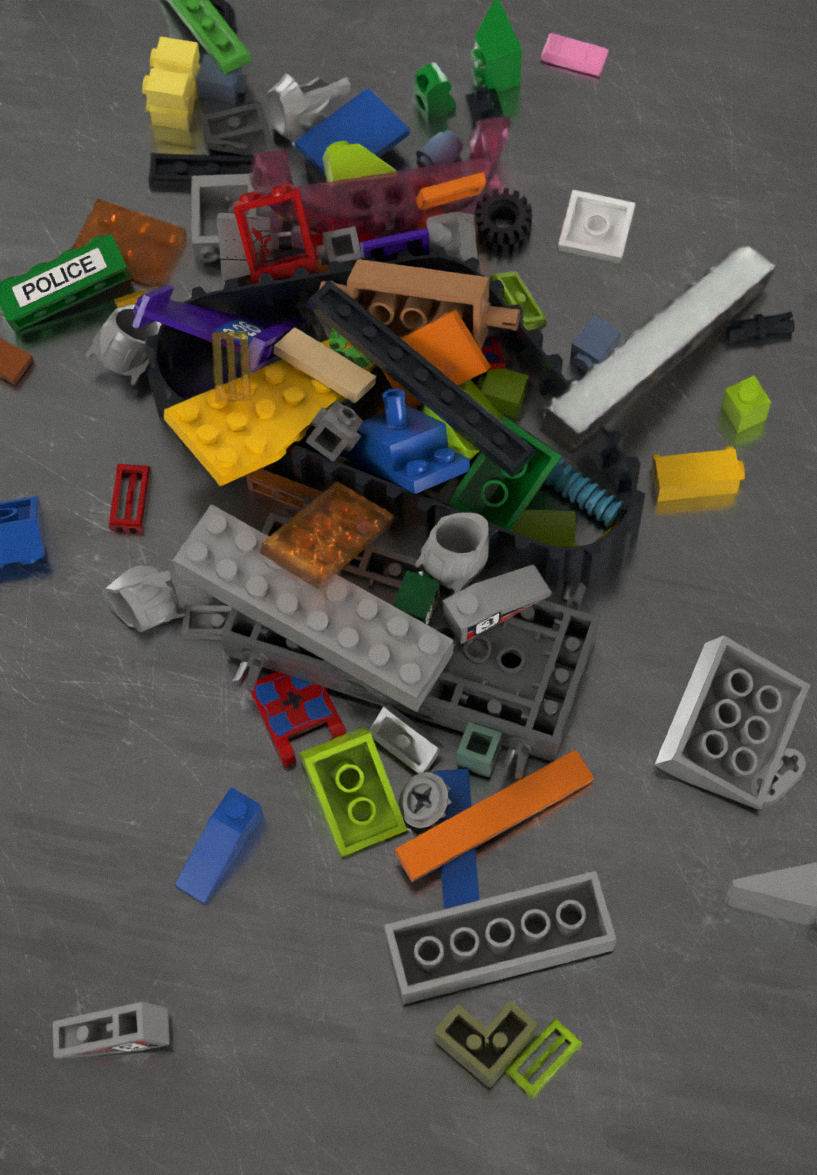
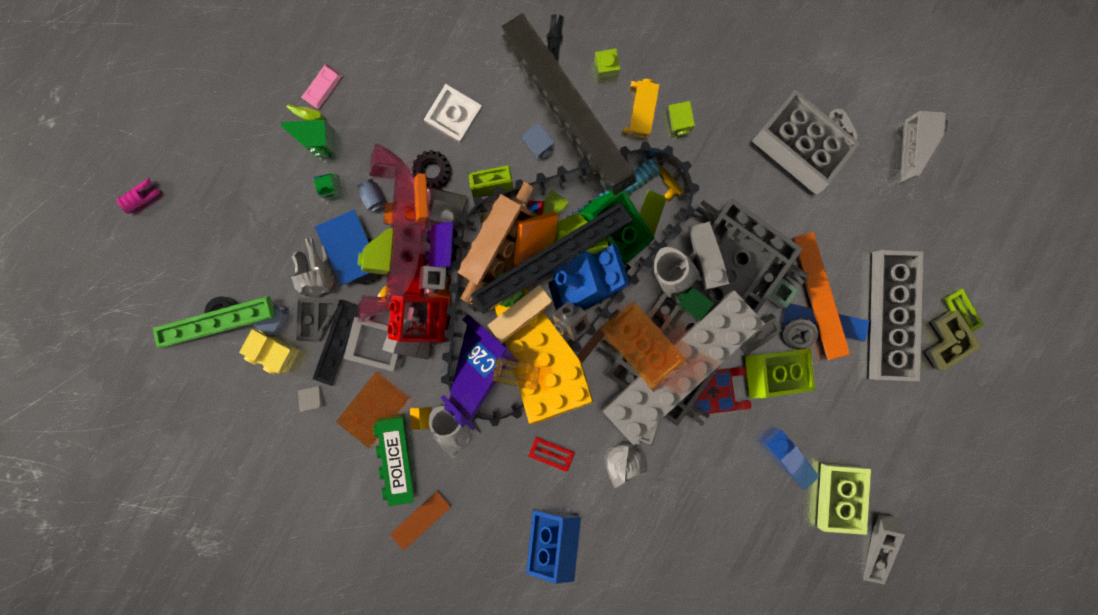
camera: 75 degrees left, 20 degrees up
(120, 159) = (310, 399): none -> light grey slope
(177, 939) = (843, 498): none -> yellowish green brick
(483, 105) = (344, 156): black tile -> none
(529, 45) = (306, 113): none -> lime bar
(702, 530) = (681, 118): none -> lime brick

